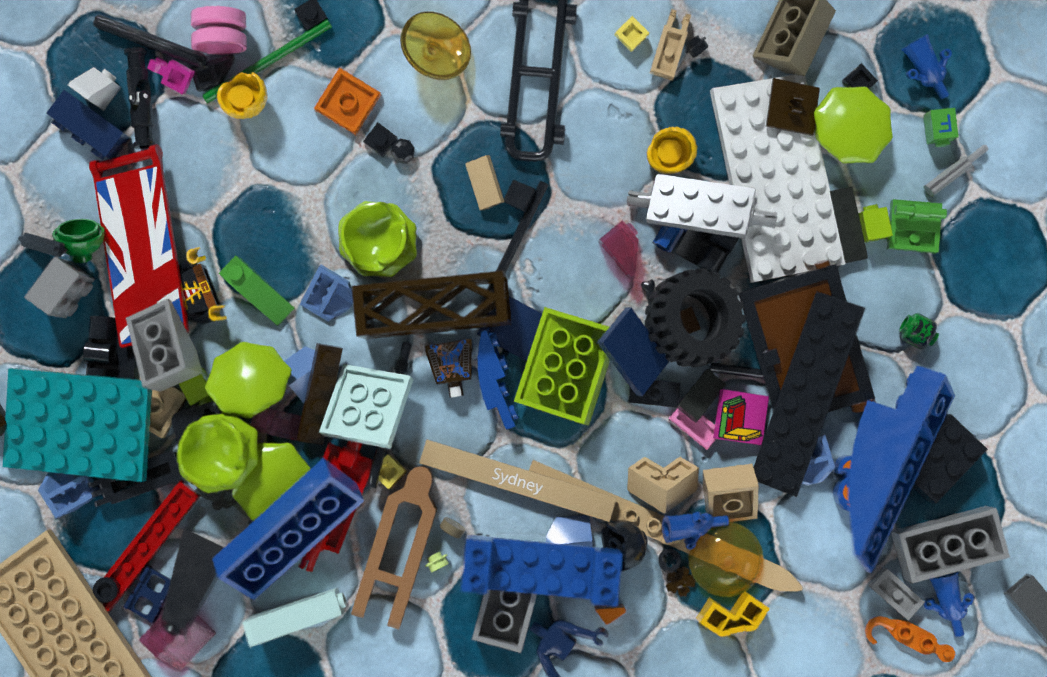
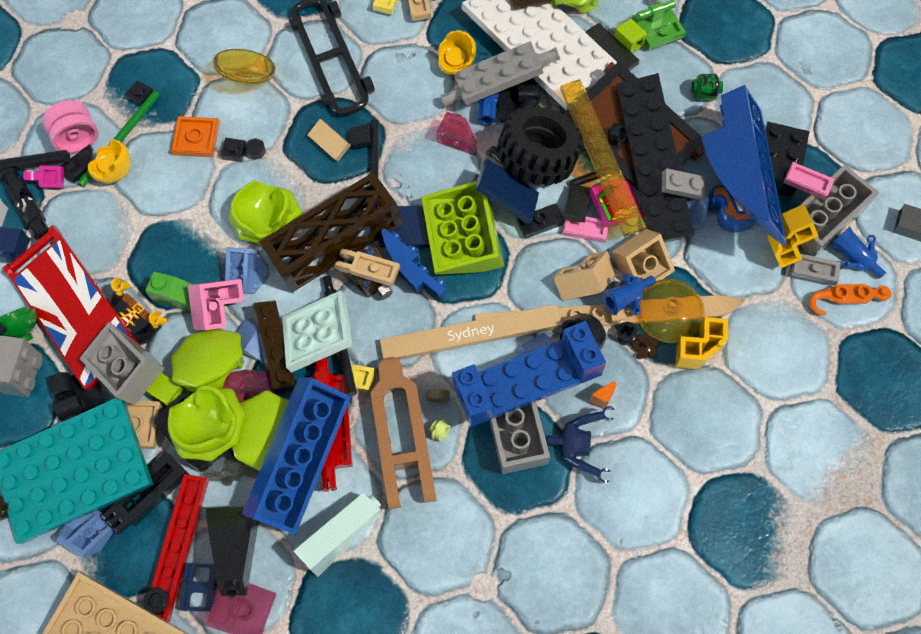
camera: 25 degrees left, 20 degrees down
(277, 317) = (208, 302): none -> bright pink brick
(450, 367) = (368, 267): none -> tan hinge
(752, 363) = (602, 158): none -> clear yellow plate
(783, 348) = (617, 133): none -> black plate
(815, 444) = (683, 184): none -> light grey plate
(896, 558) = (797, 229): none -> yellow brick
(945, 508) = (808, 180): none -> bright pink tile

